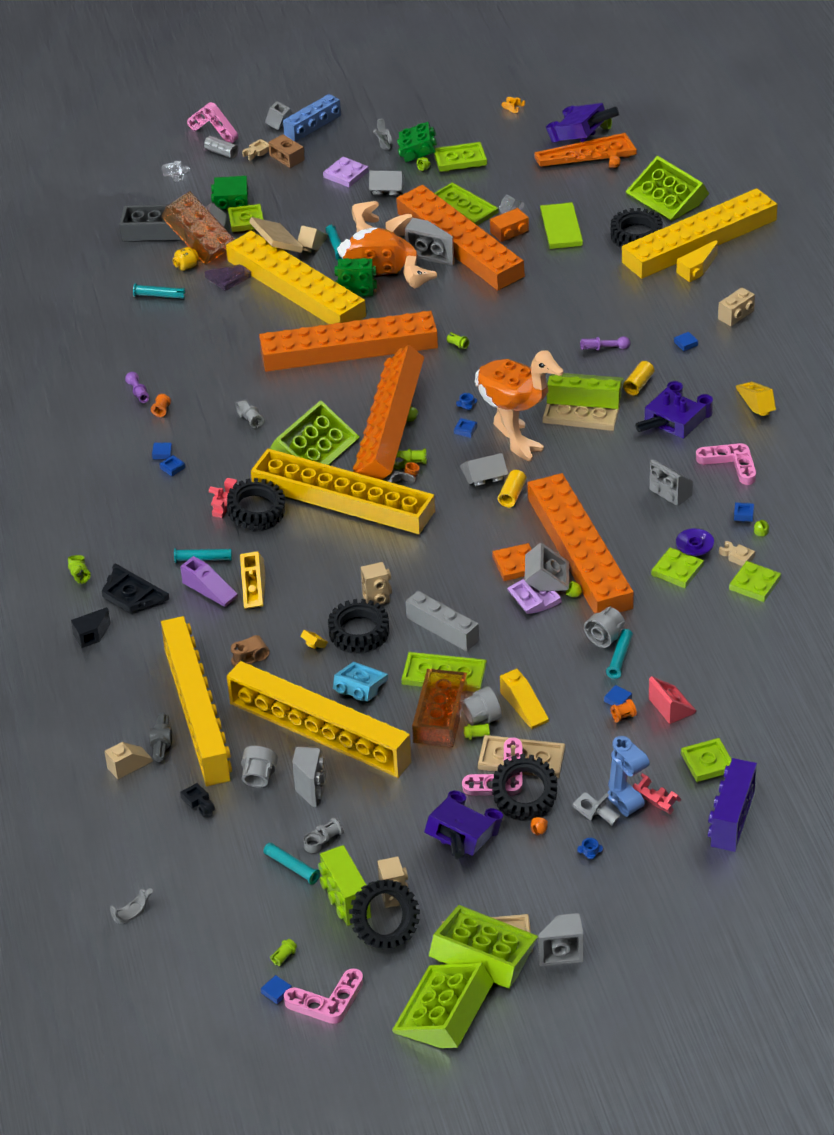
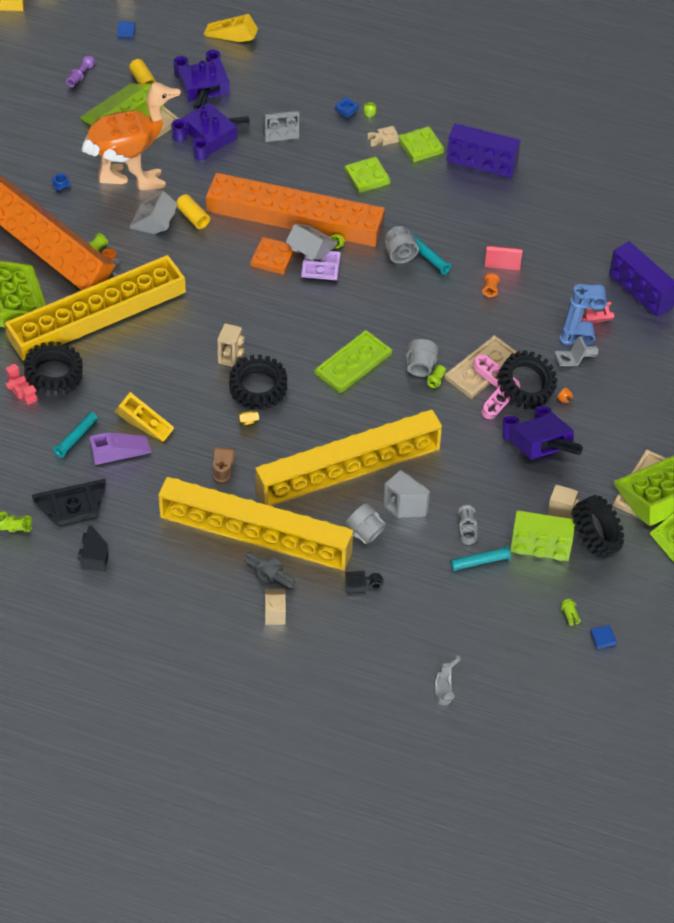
camera: 60 degrees left, 10 degrees up
(327, 1005) = (643, 610): bright pink beam -> none
(359, 681) = (323, 414): medium azure plate -> none
(439, 708) = (399, 381): clear orange brick -> none
(442, 620) = (303, 330): light grey brick -> none
(465, 428) = (89, 199): blue tile -> none
(522, 698) = (424, 328): yellow slope -> none
(590, 848) = (609, 380): blue plate -> none
(617, 696) = (471, 281): blue tile -> none
(619, 446) = (208, 129): none -> dark purple piece
(695, 542) = (354, 149): dark purple dish -> none
(706, 759) = (578, 269): lime plate -> none
(735, 453) = (304, 82): bright pink beam -> none
(780, 618) = (483, 150): none -> dark purple brick

